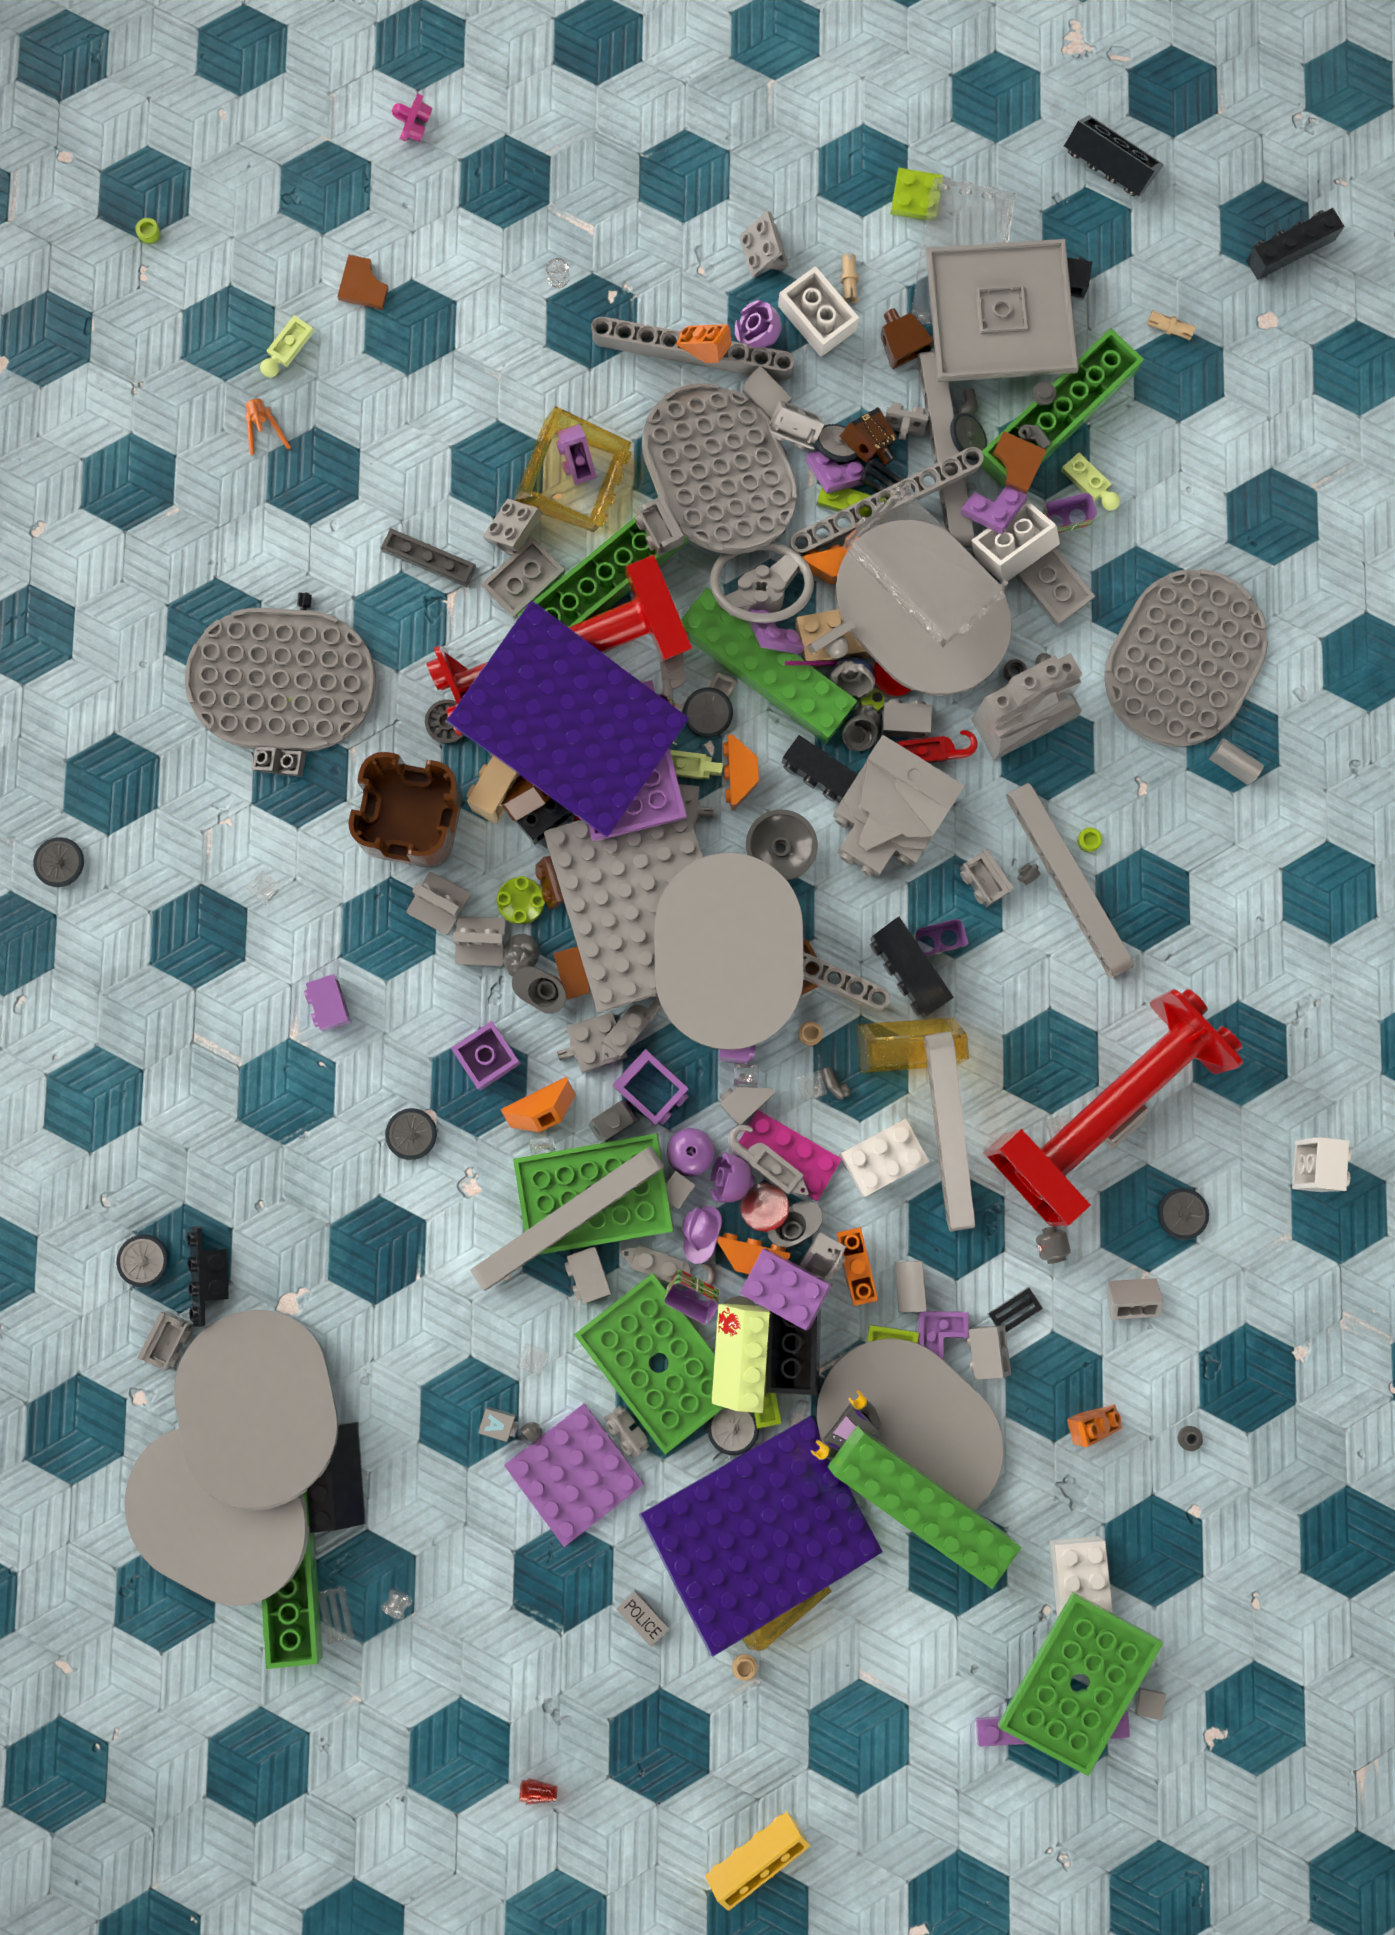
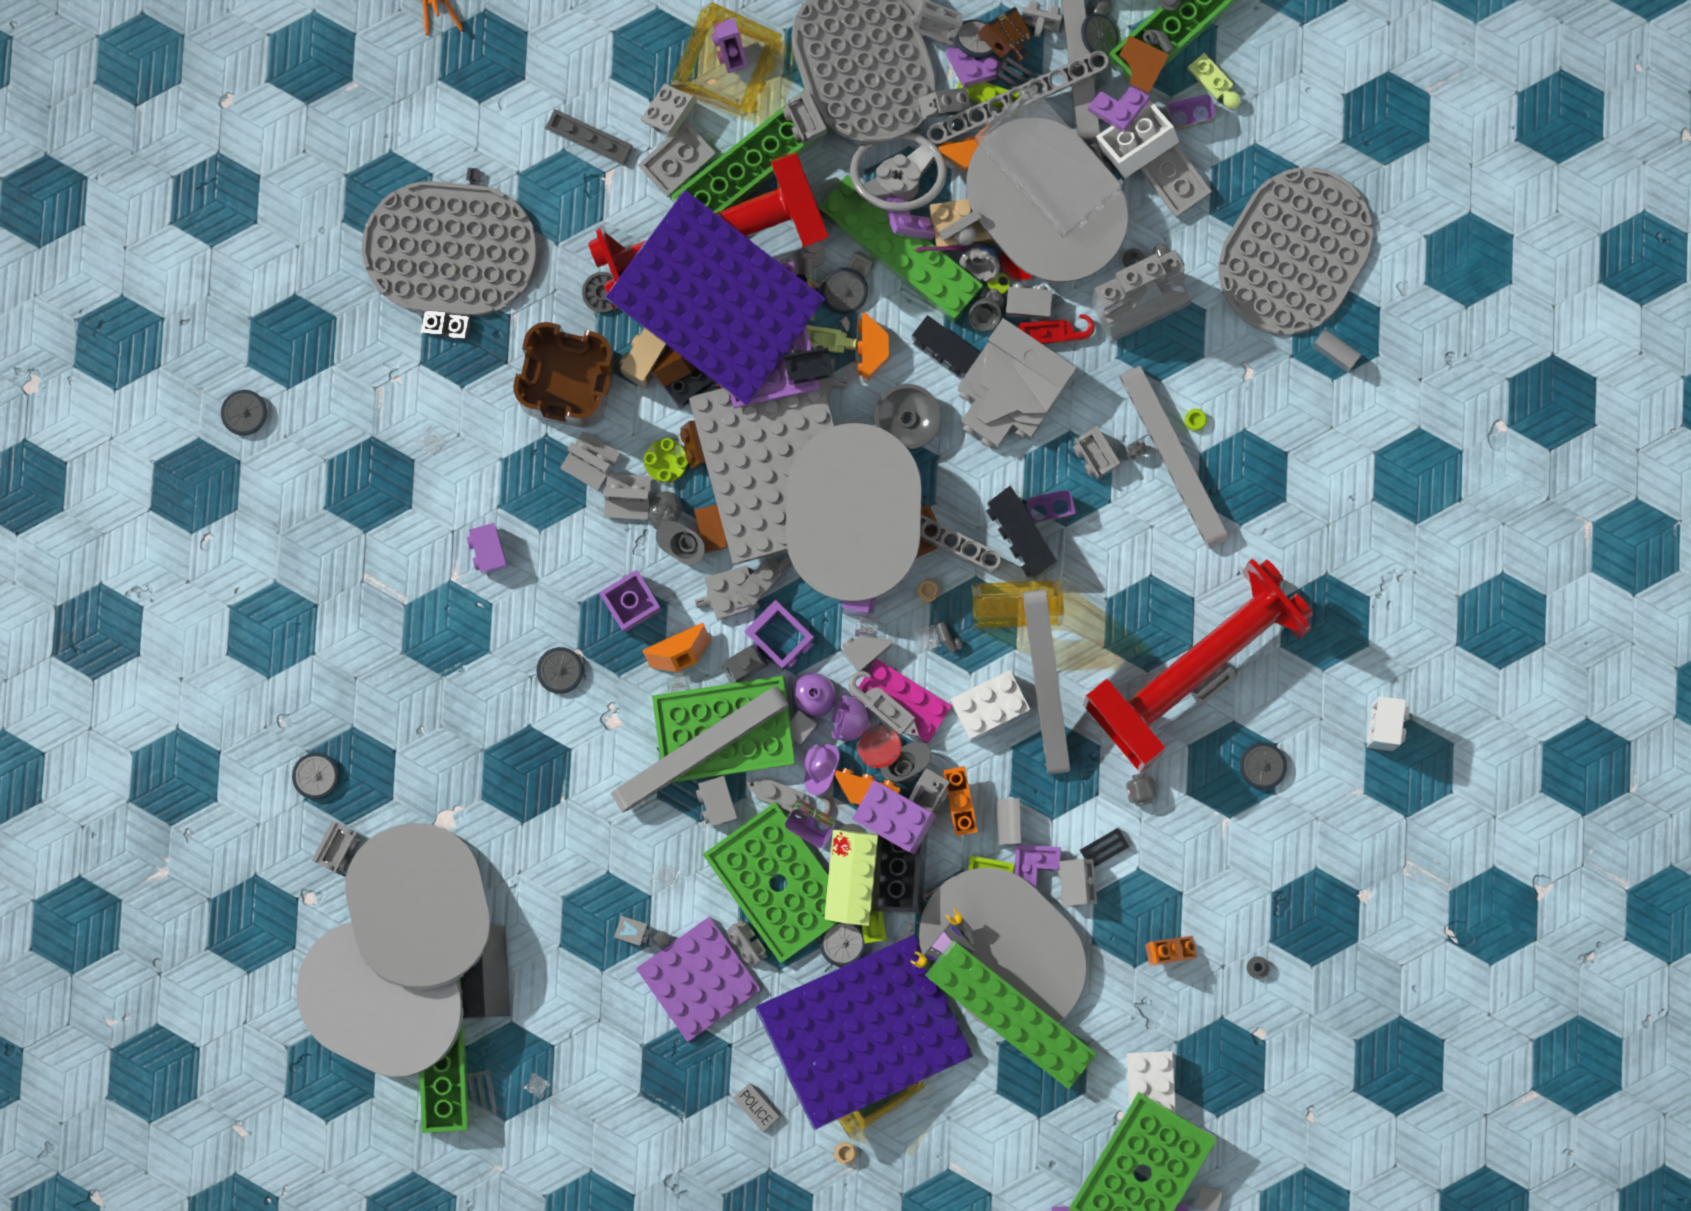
camera: 15 degrees right, 0 degrees up
(208, 1275) = (373, 790): black bracket -> none
(674, 791) = (808, 365): none -> black hinge
(807, 509) = (944, 103): none -> light grey hinge
(1134, 1298) = (1213, 841): light grey brick -> none

